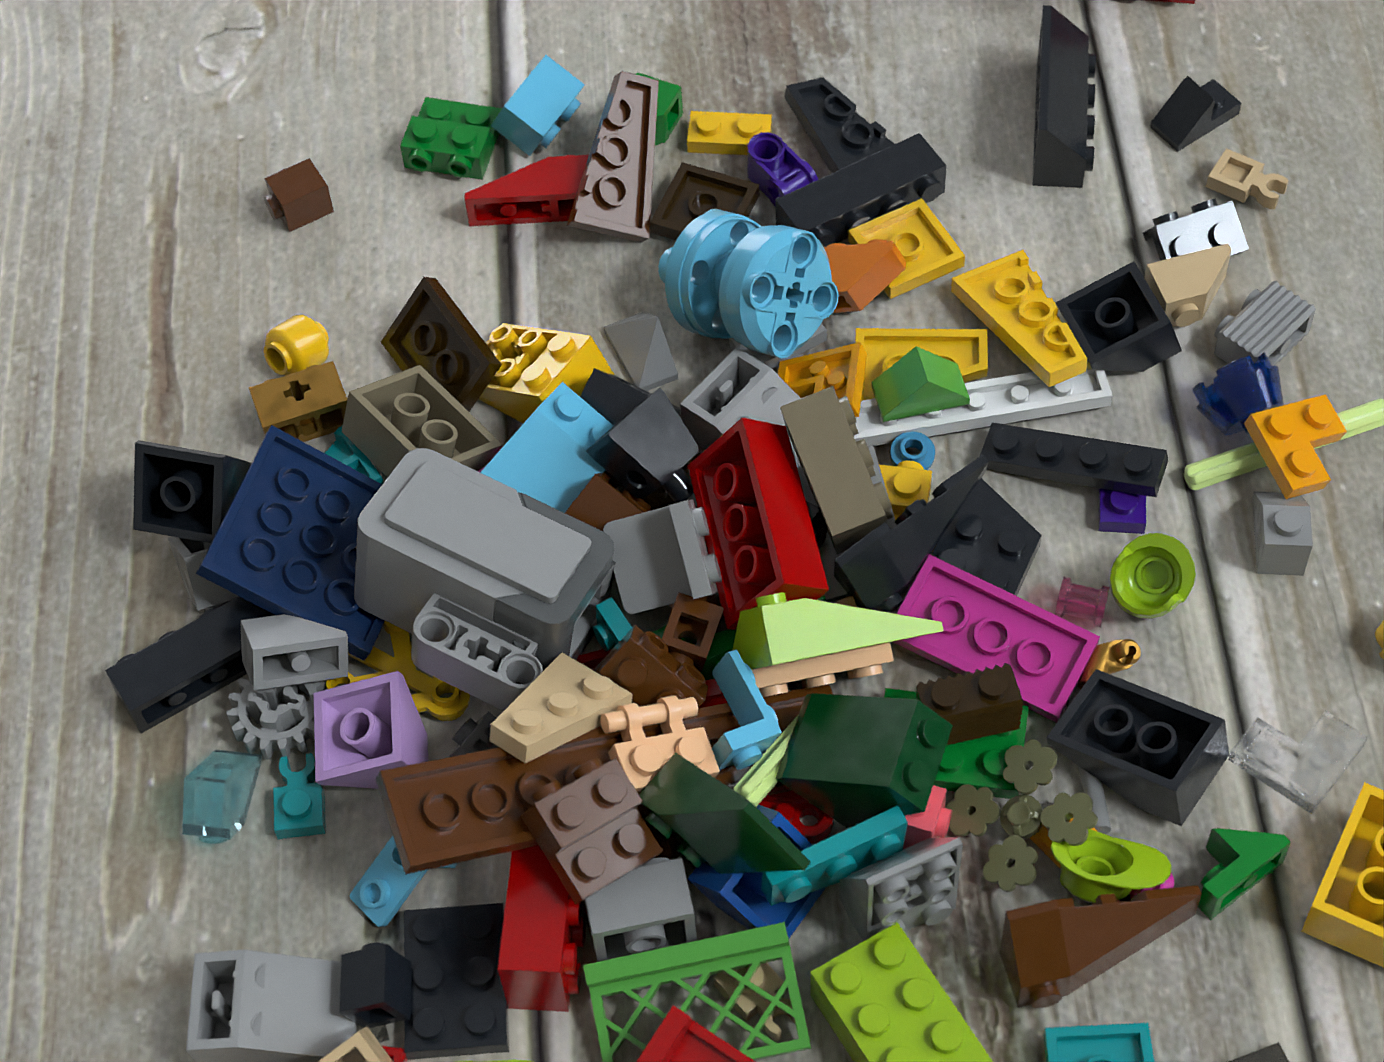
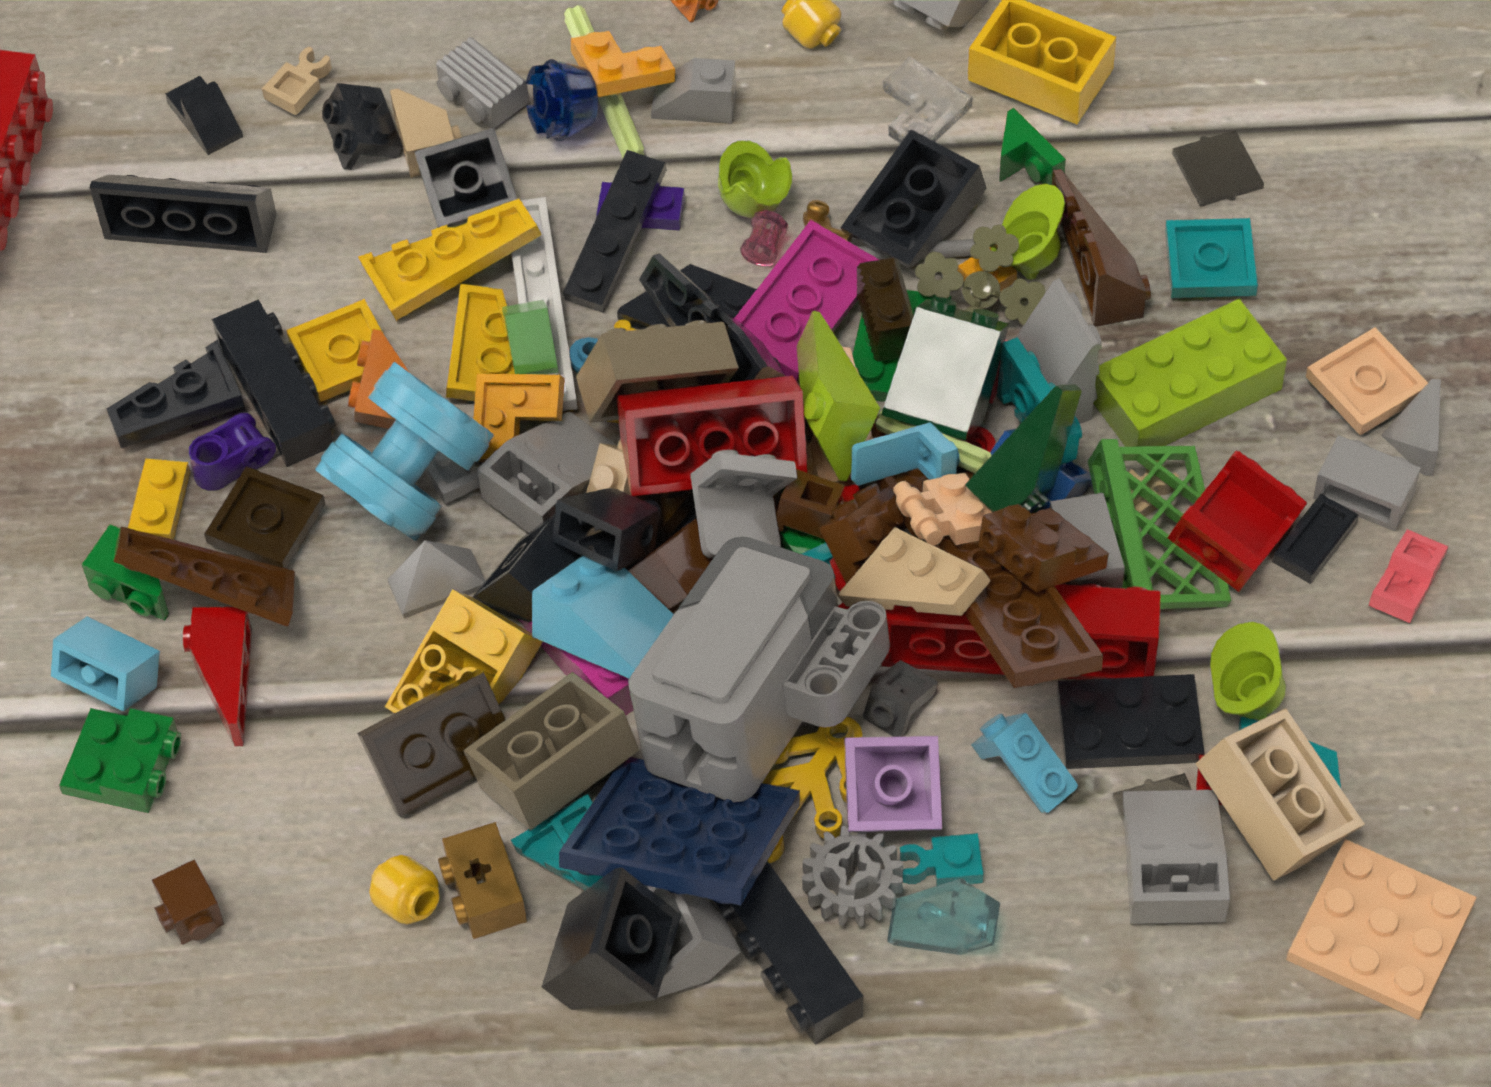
camera: 90 degrees left, 0 degrees up
(291, 651) = (809, 846): light grey slope -> none
(375, 986) = (1150, 765): black brick -> none

